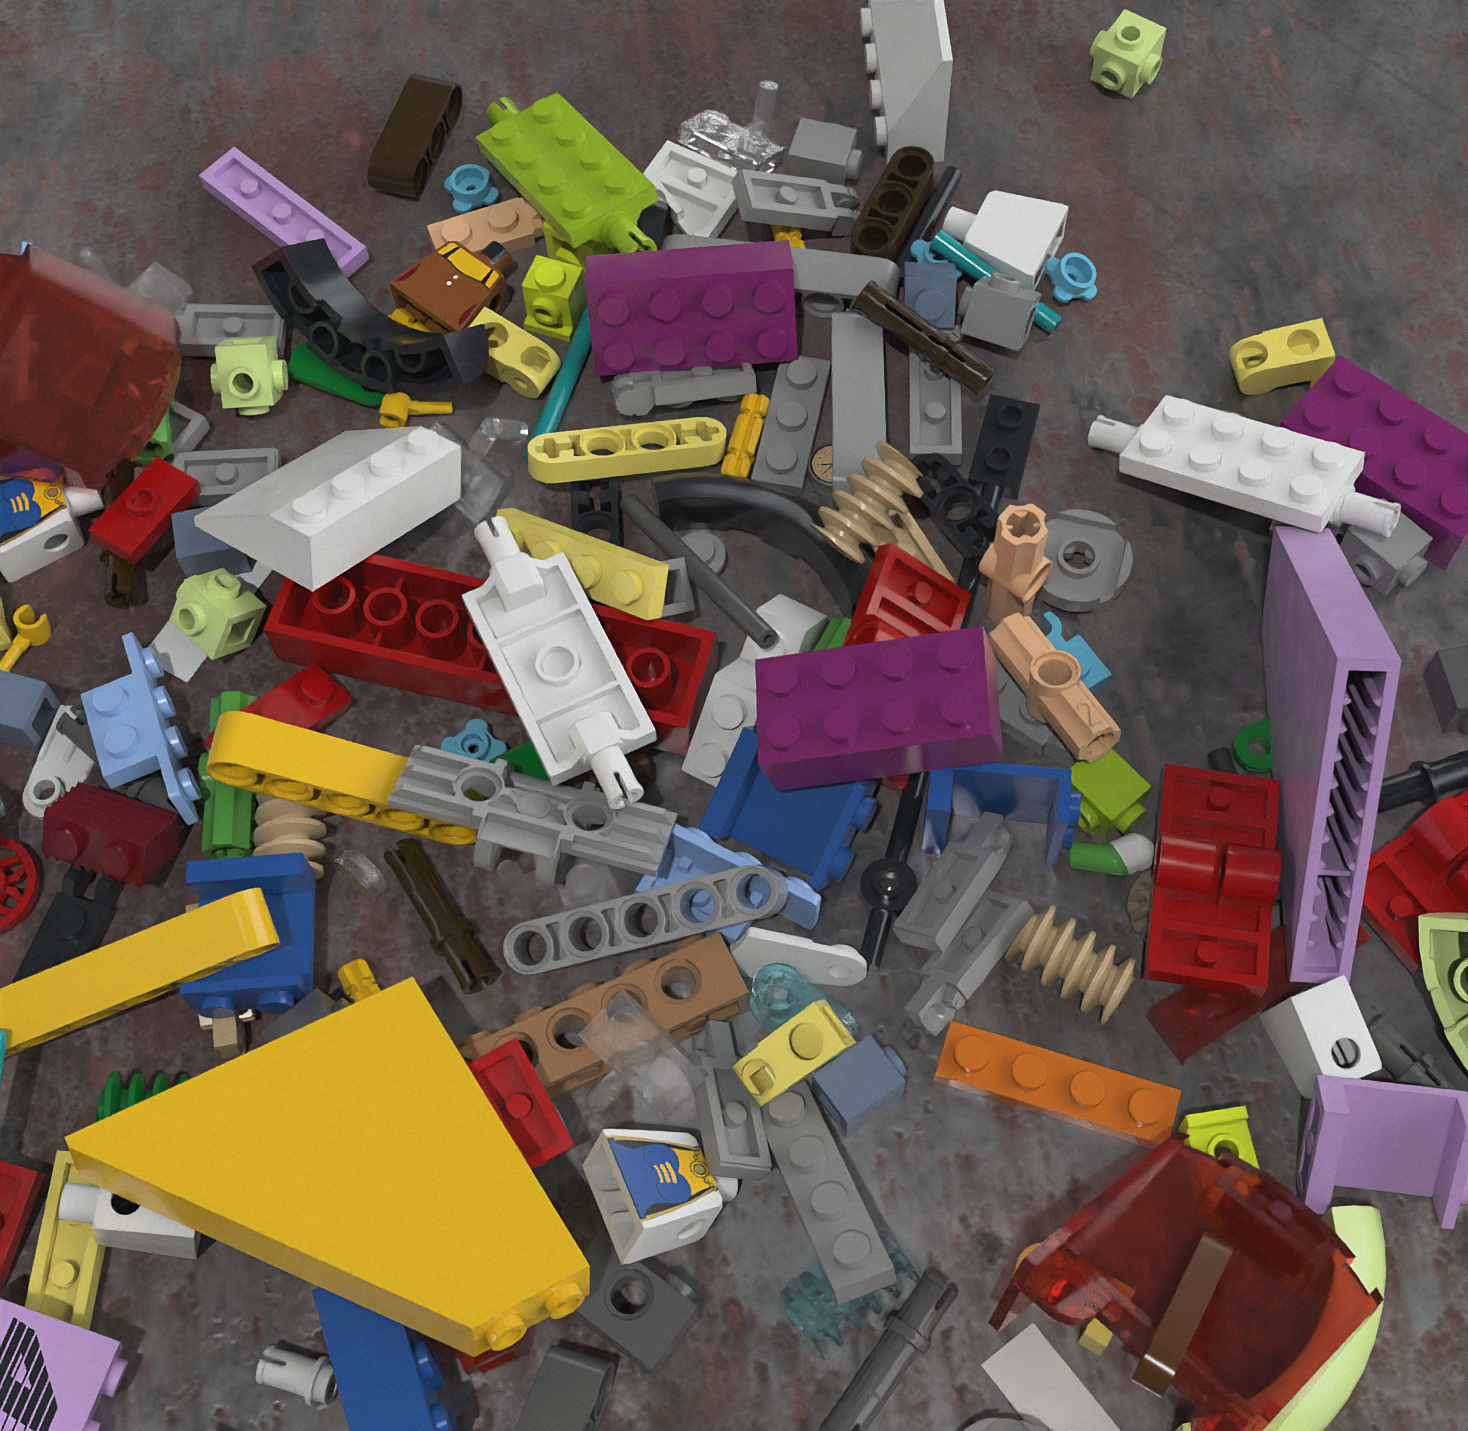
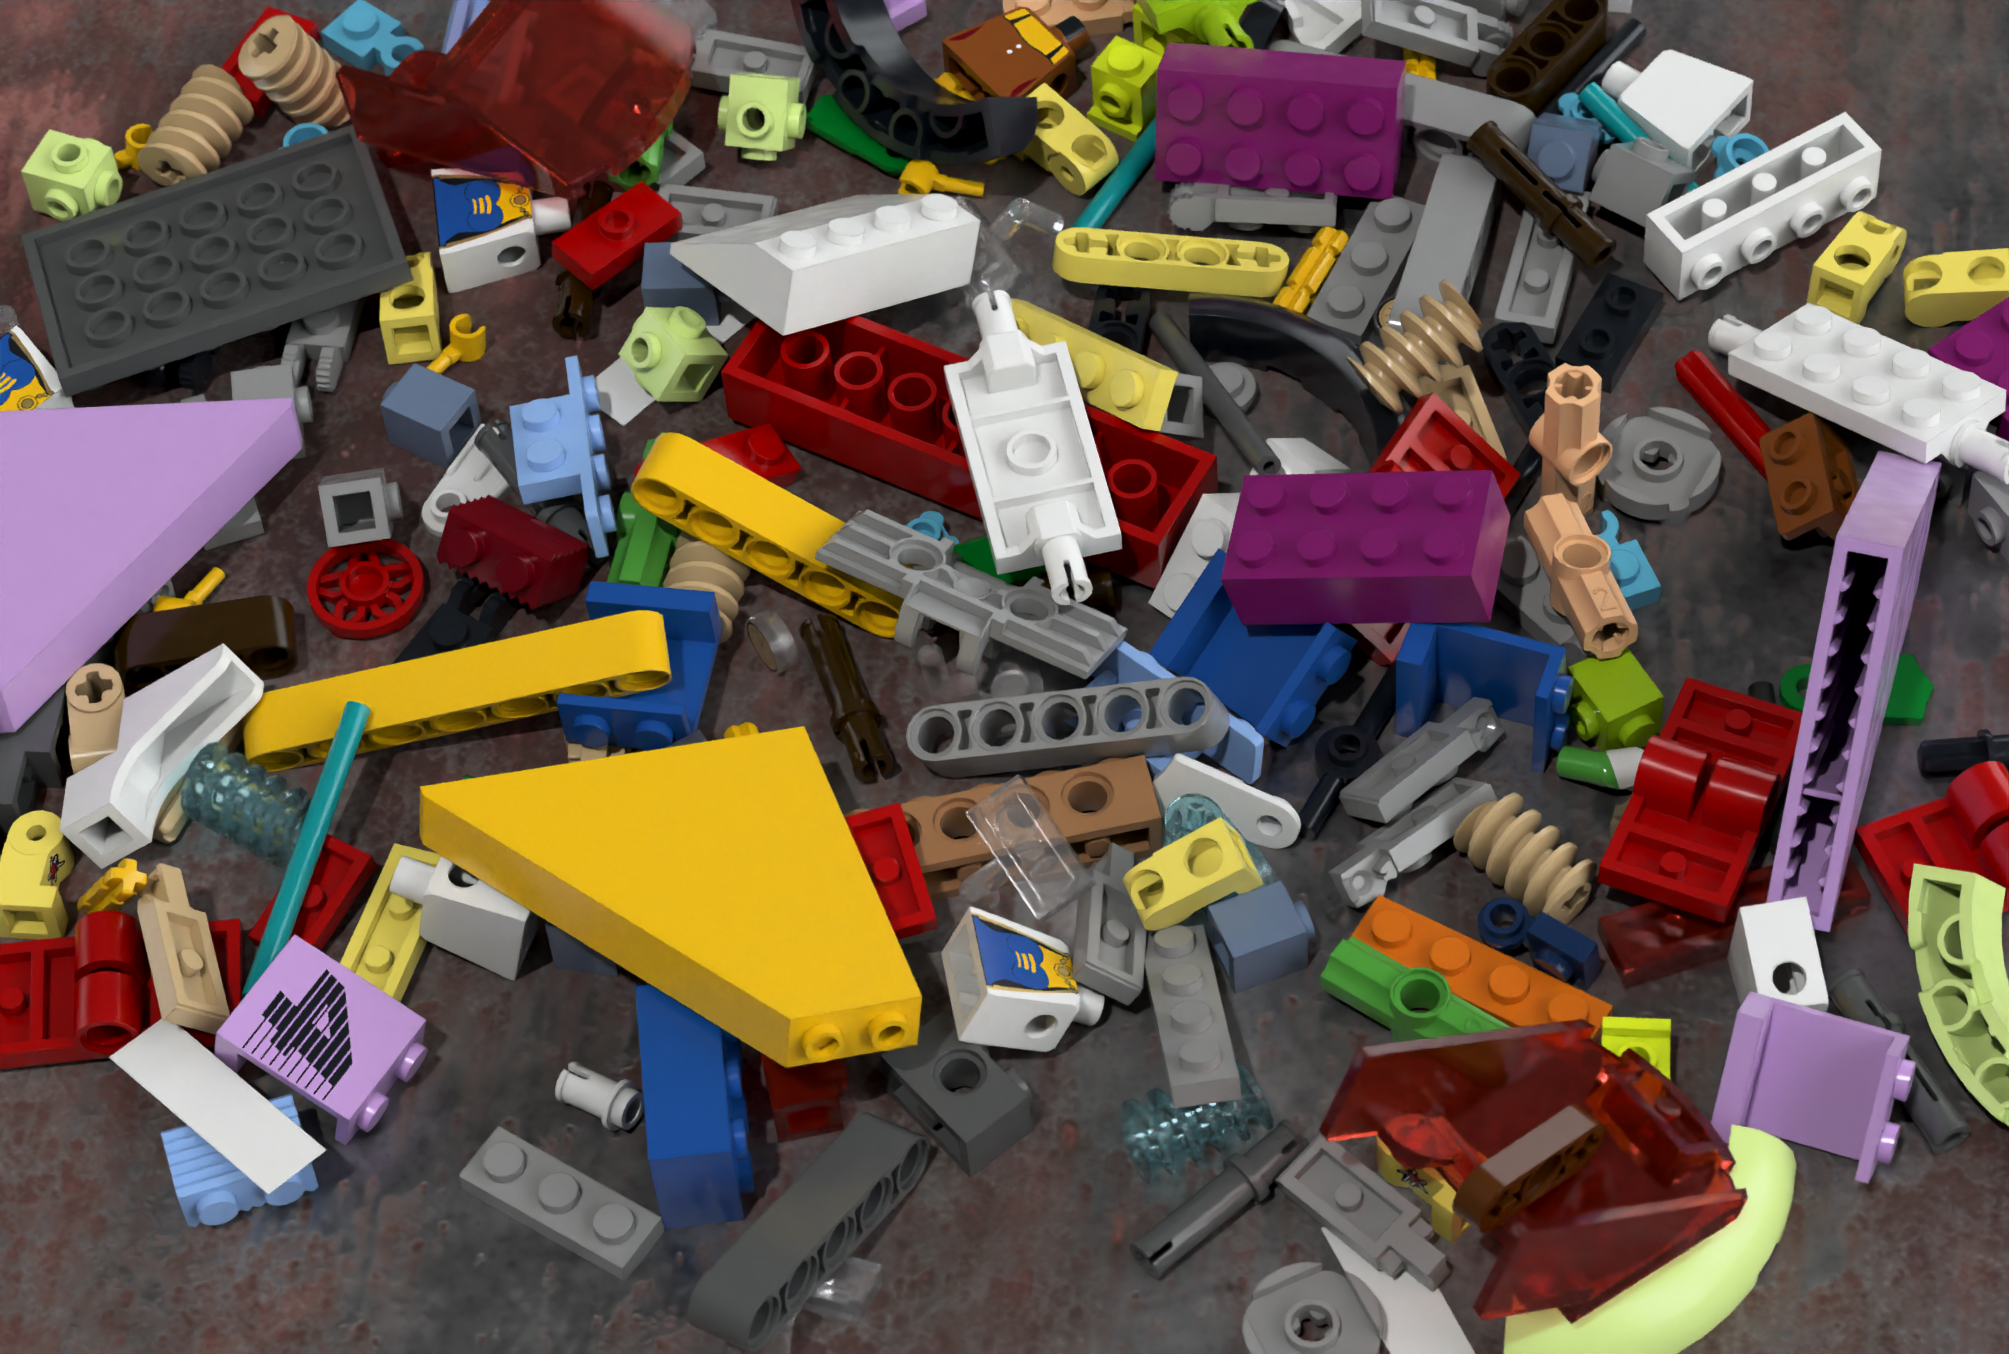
camera: 15 degrees right, 10 degrees down
(1021, 1351) = (1363, 1212): none -> light grey hinge
(1057, 1145) = (1389, 991): none -> bright green piece
(1104, 315) = (1762, 206): none -> white brick
(1121, 1047) = (1551, 944): none -> dark blue plate
(1132, 508) = (1723, 404): none -> red axle
(1190, 355) = (1855, 266): none -> light yellow leg
(1212, 557) = (1808, 477): none -> dark orange bracket

